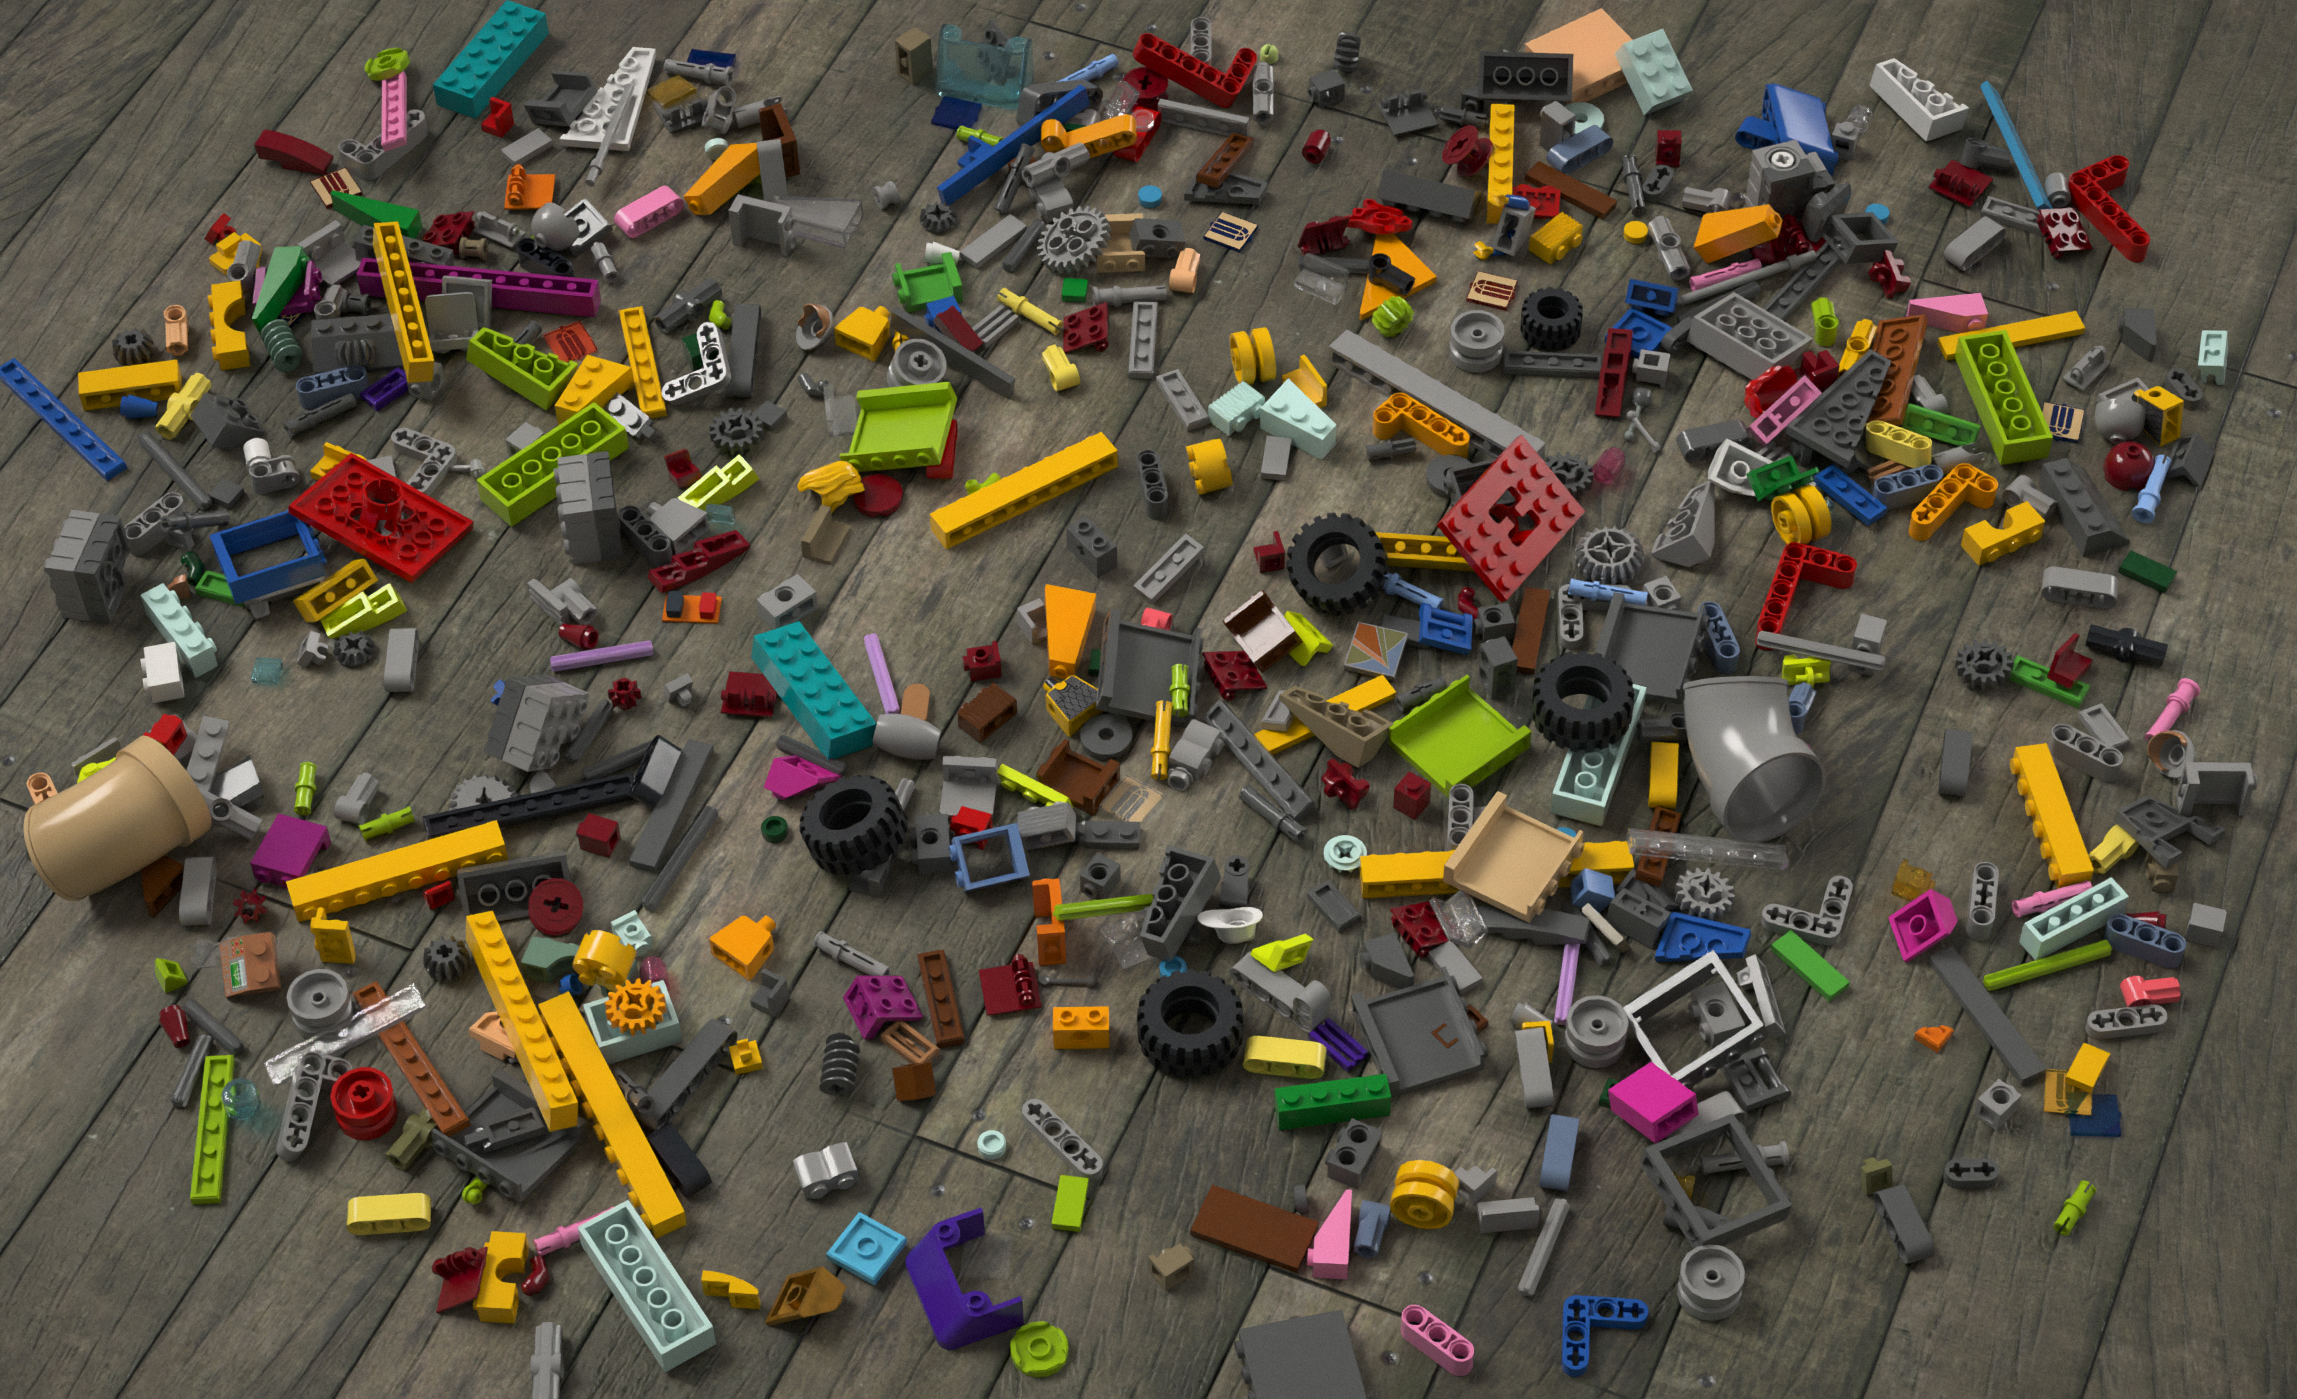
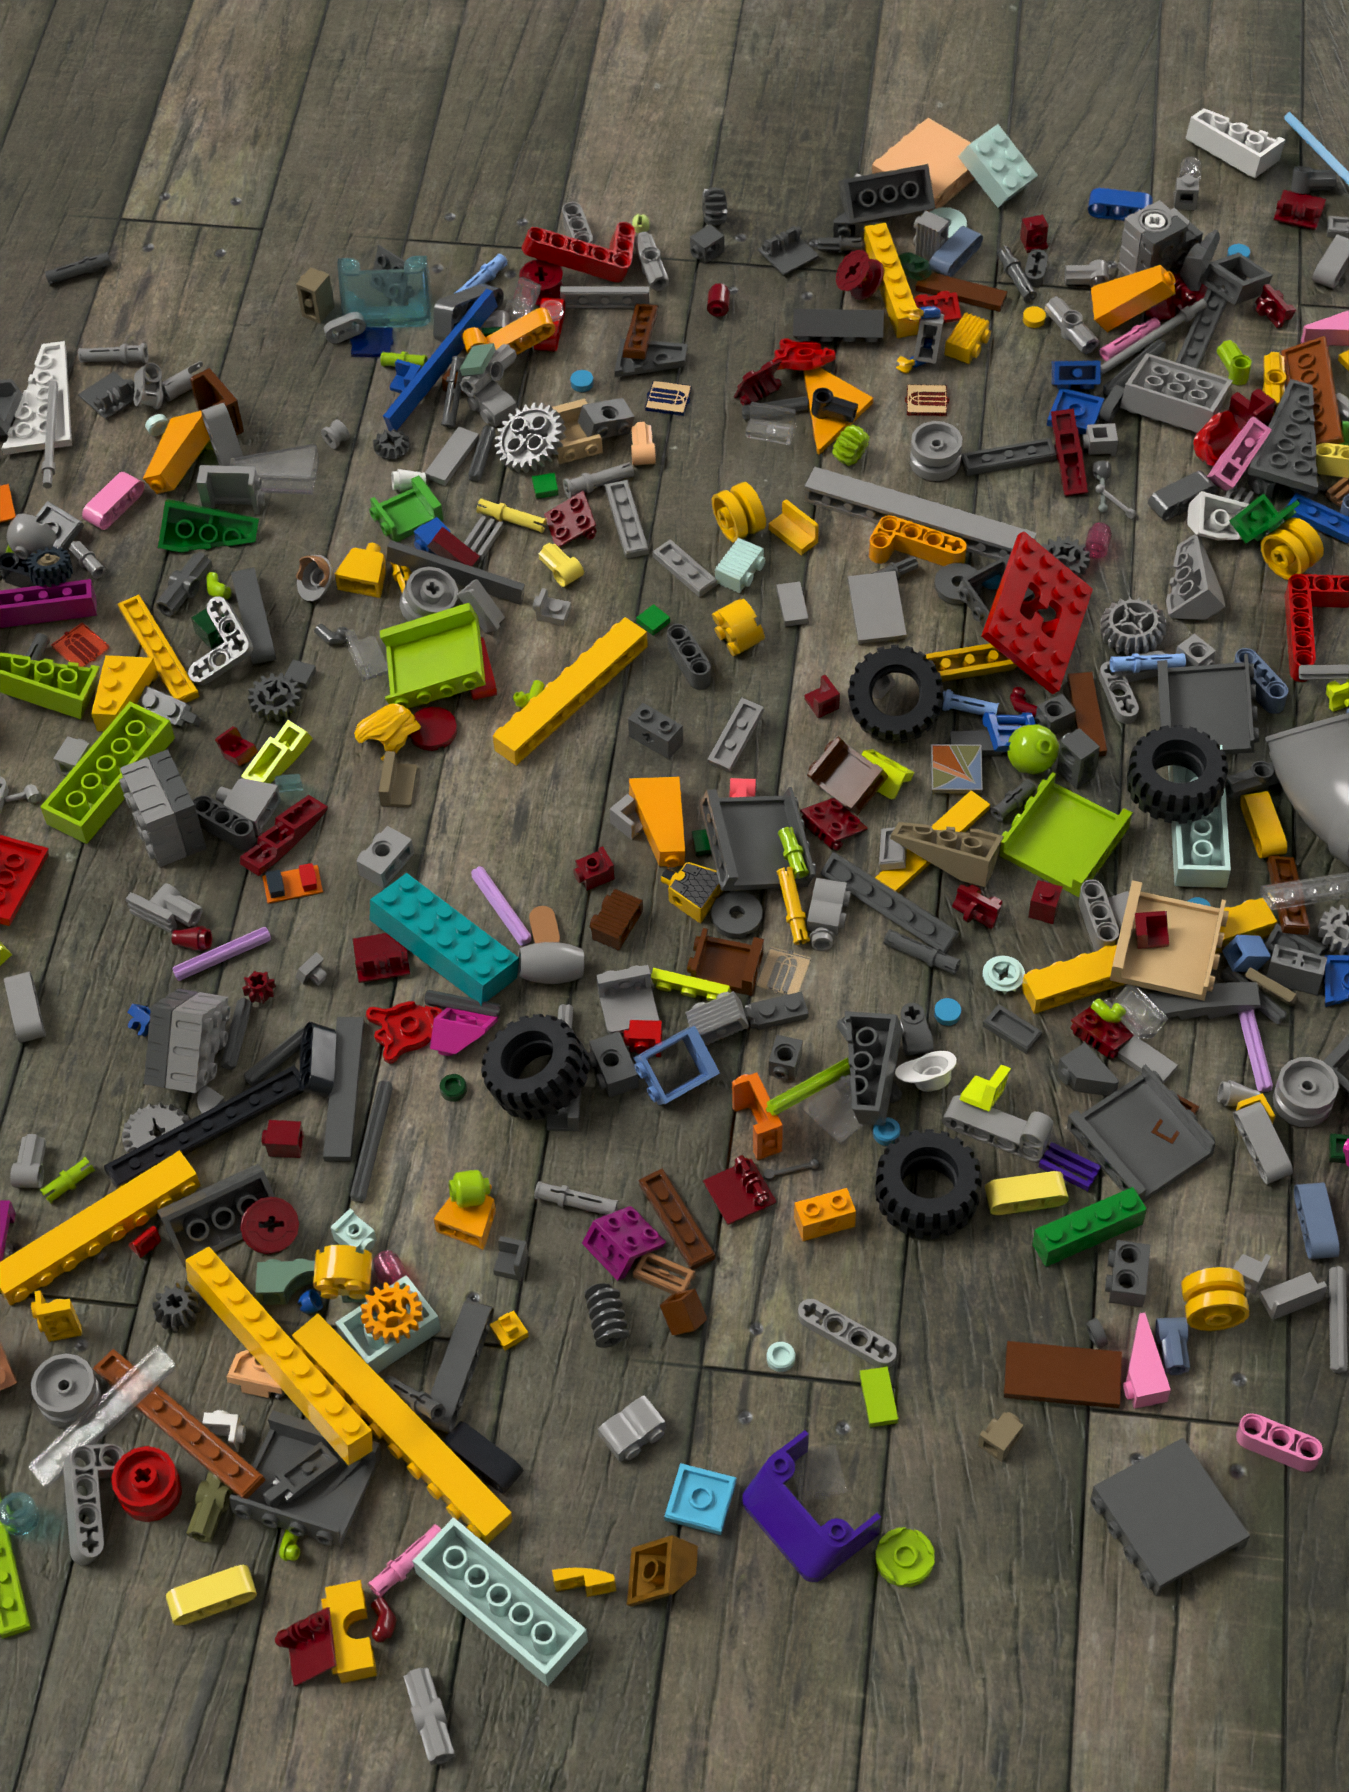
camera: 15 degrees left, 5 degrees up
(453, 1072) = (226, 1424): none -> white bracket
(562, 259) = (49, 566): none -> black wheel
(671, 91) = (93, 378): clear yellow piece -> none
(704, 57) = (118, 338): clear blue tile -> none
(725, 256) = (200, 527): none -> green wedge
(745, 763) = (403, 1028): none -> red tile
(749, 917) = (468, 1188): none -> lime head
(932, 93) = (344, 327): none -> light grey beam
(966, 390) = (484, 606): none -> light grey panel
(1034, 409) = (551, 609): none -> light grey bracket
(1046, 151) = (477, 359): none -> sand green tile
(1131, 442) = (653, 619): none -> green tile
(1276, 875) = (947, 1011): none -> dark azure tile
(1295, 416) = (800, 561): light aqua wedge -> none
(1357, 479) = (876, 607): none -> light grey tile
(1429, 911) = (1106, 1013): none -> lime arm
(1456, 649) = (1033, 749): none -> lime cylinder
(1499, 842) = (1151, 929): none -> dark red panel
(1529, 155) = (915, 266): none -> clear green beam
(1551, 319) = (994, 414): black tyre -> none
(1799, 118) = (1138, 182): windscreen -> none

